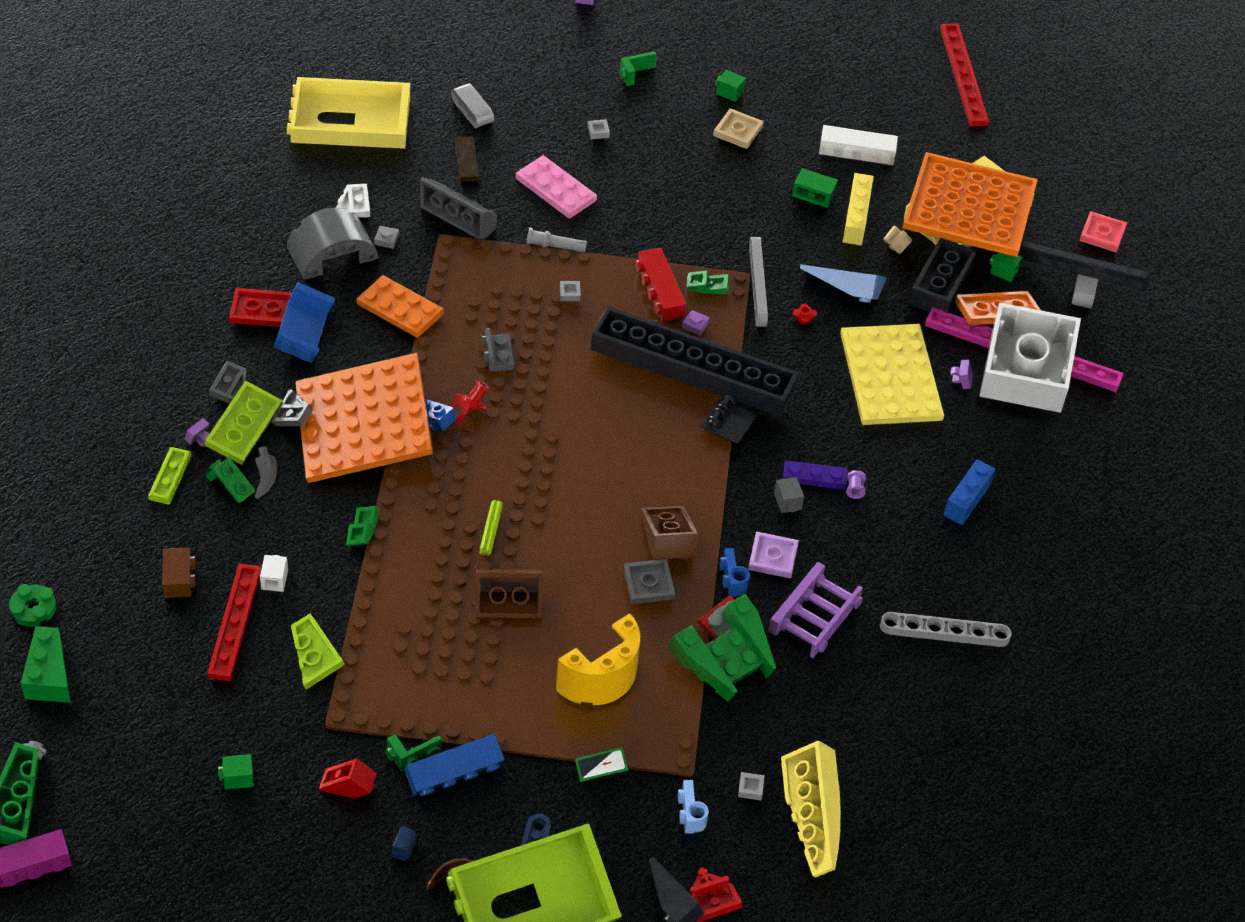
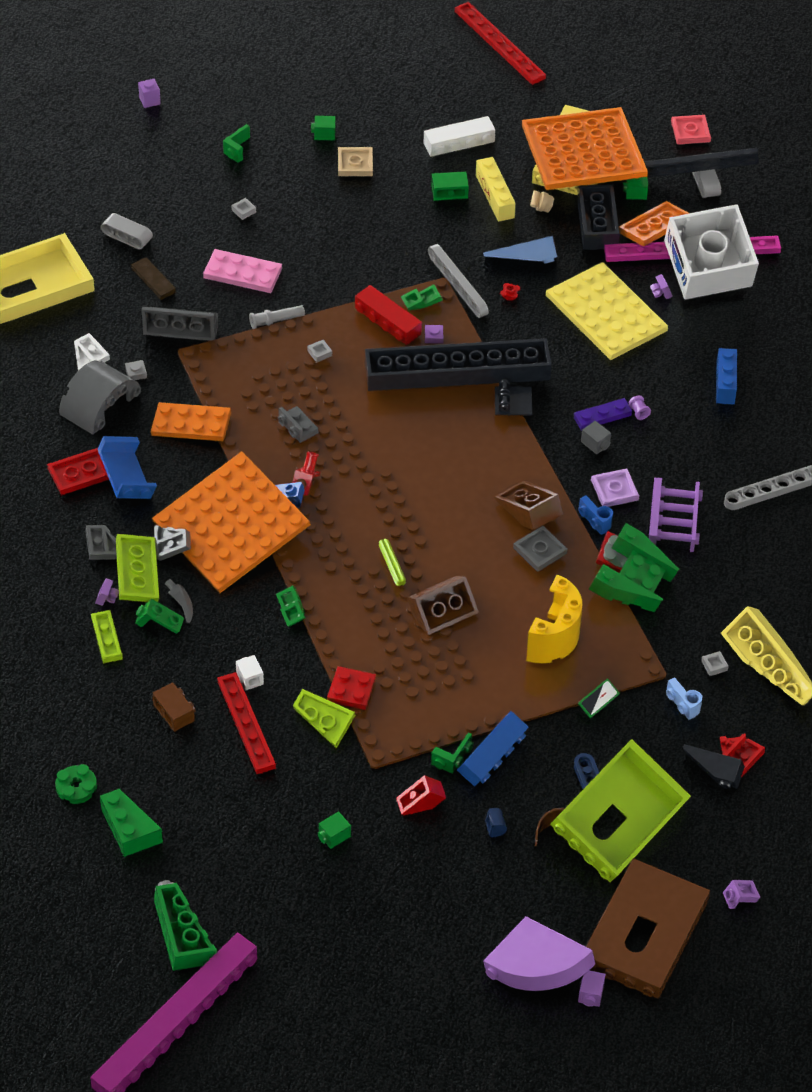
camera: 25 degrees left, 0 degrees up
(359, 635) = (351, 688): none -> red plate

